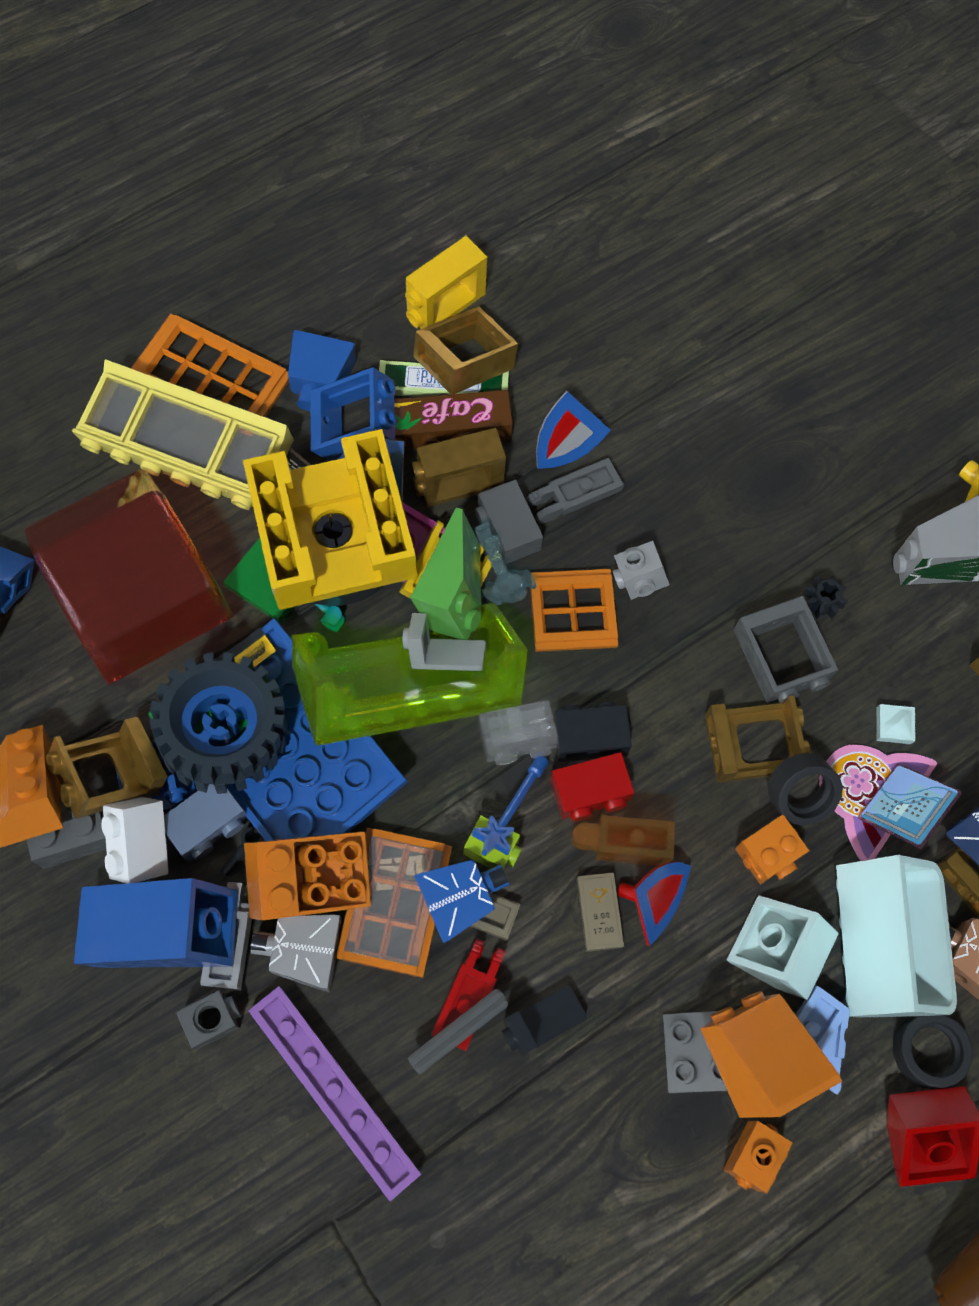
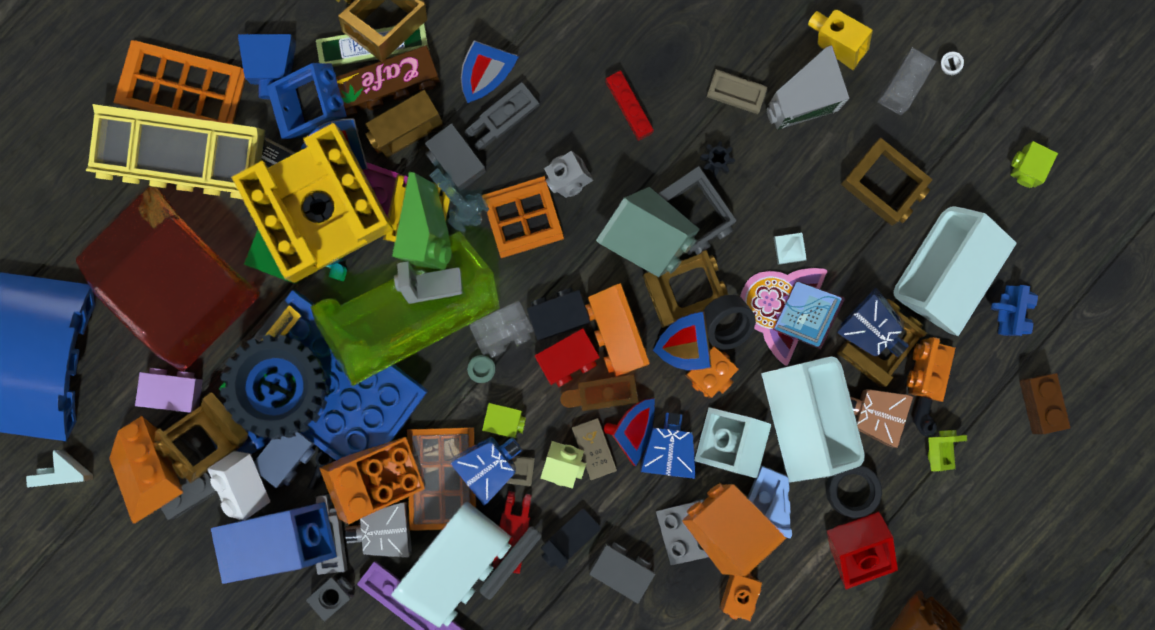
camera: 10 degrees left, 15 degrees up
(84, 707) = (168, 392): none -> lavender brick
(381, 1013) = (452, 566): none -> light aqua windscreen
(479, 777) = (481, 369): none -> sand green tile
(496, 833) = (503, 414): blue piece -> none
(557, 919) = (563, 465): none -> yellowish green brick
(603, 1083) = (622, 572): none -> dark grey brick
(664, 765) = (616, 331): none -> orange slope
(699, 936) = (670, 450): none -> blue torso
(728, 655) = (649, 232): none -> sand green slope
(729, 515) = (629, 105): none -> red piece
(747, 803) = (686, 343): none -> blue shield
(860, 530) = (737, 91): none -> dark tan tile

